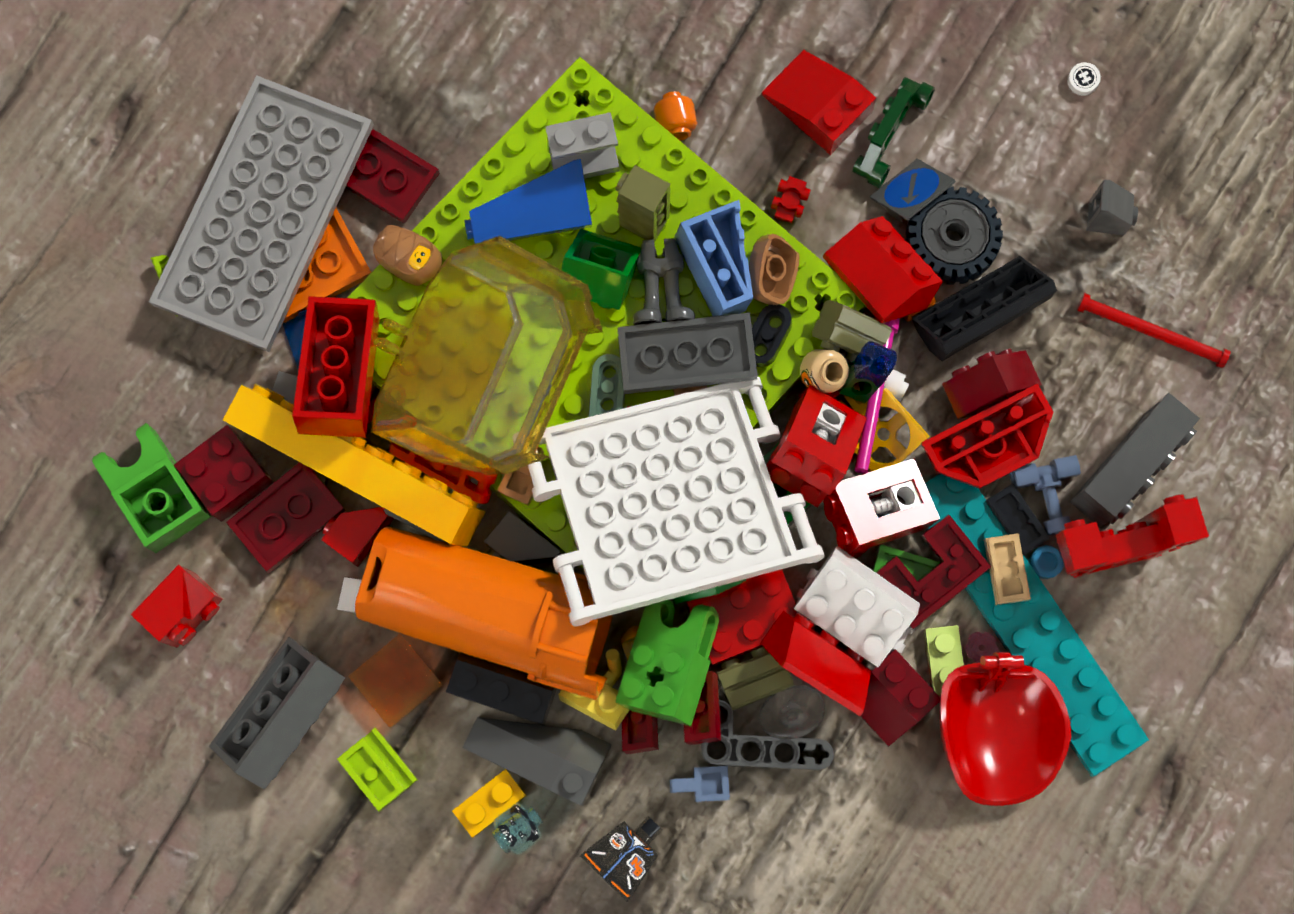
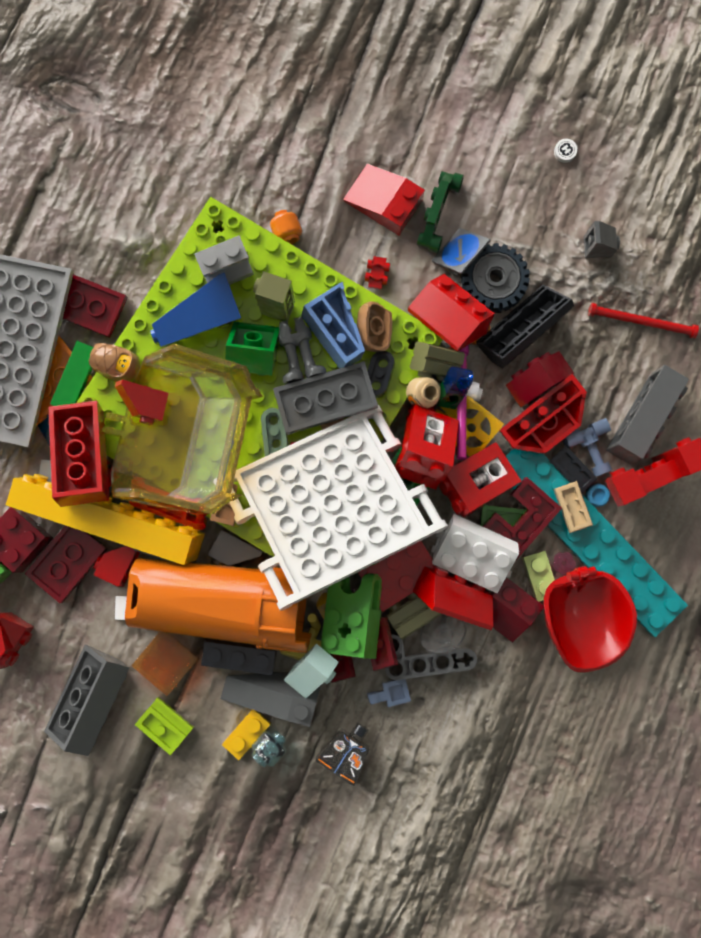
camera: 15 degrees left, 5 degrees up
(348, 263) = (74, 376): none -> green tile
(437, 312) = (143, 401): none -> red slope
(598, 726) = (312, 671): none -> light aqua brick

